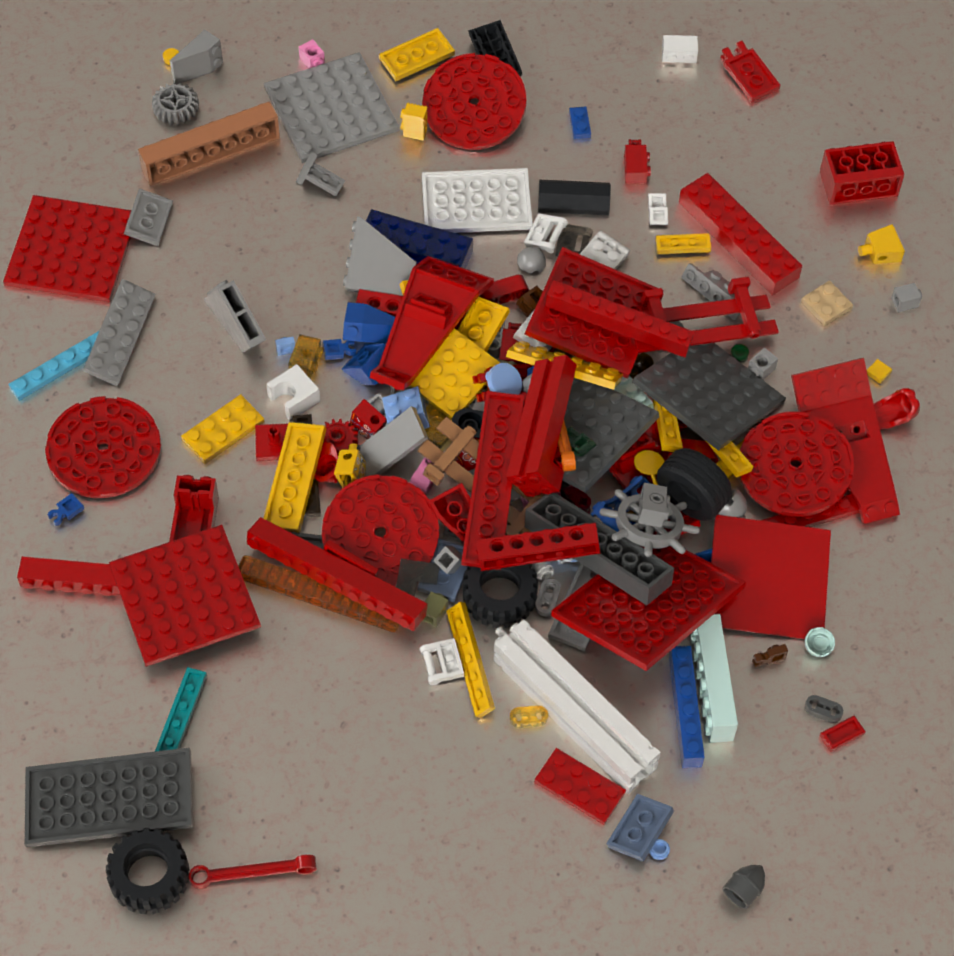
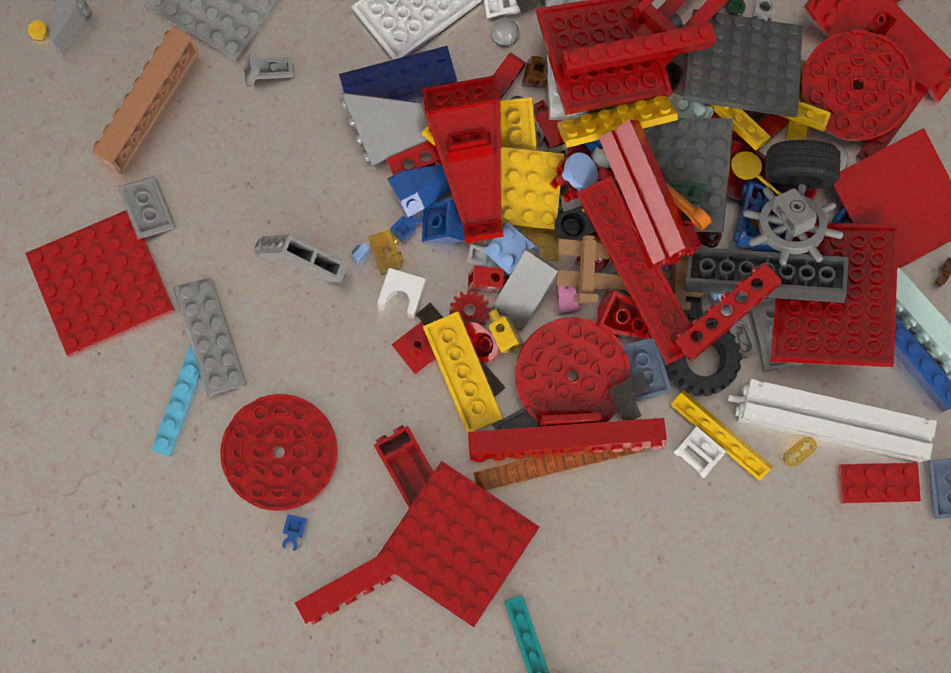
camera: 35 degrees left, 20 degrees up
(164, 103) = (70, 87): light grey gear -> none
(222, 429) = (365, 365): yellow plate -> none
(436, 608) = (661, 408): olive brick -> none
(449, 559) = (649, 363): light grey brick -> none

